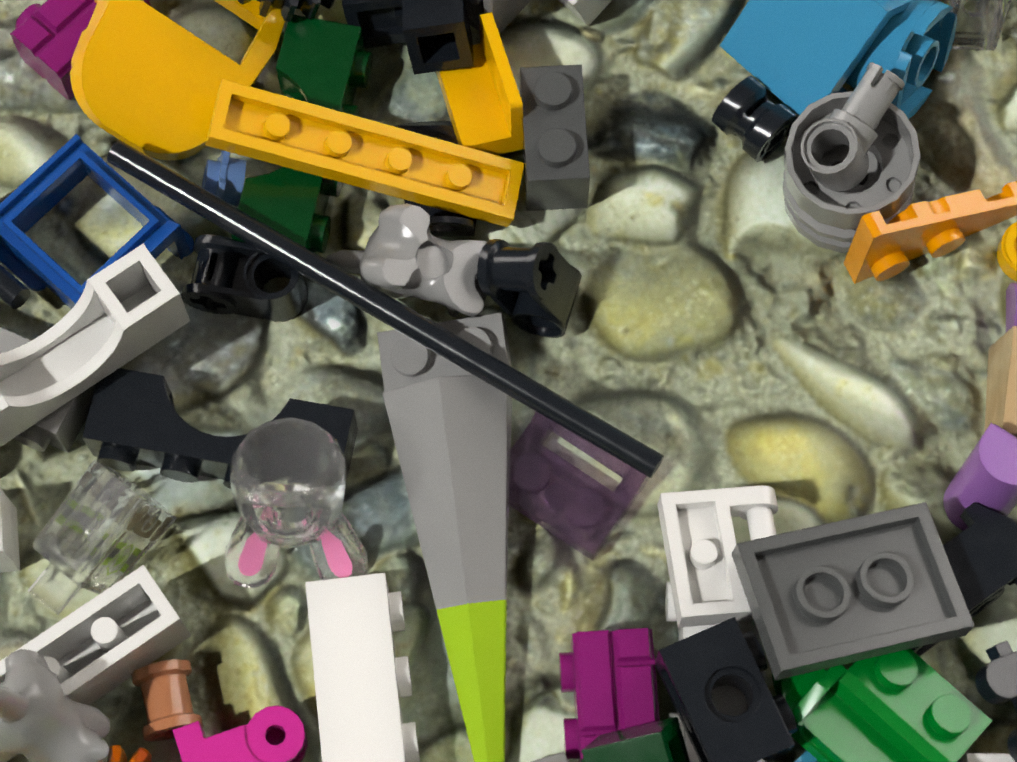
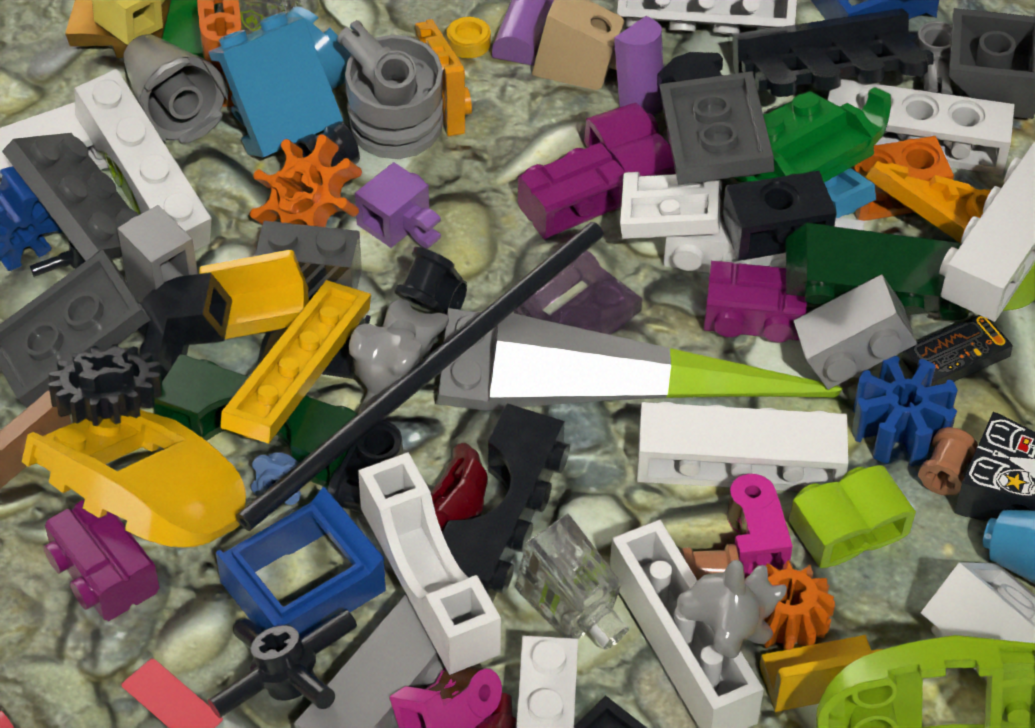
camera: 80 degrees left, 20 degrees down
(229, 383) = (461, 488): none -> dark red piece
(290, 494) = (578, 431): clear piece -> none
(658, 106) = (307, 187): none -> orange gear
(677, 220) = (395, 206): none -> medium lavender brick
(760, 428) = (571, 190): none -> magenta brick
(857, 482) = (631, 140): none -> magenta brick

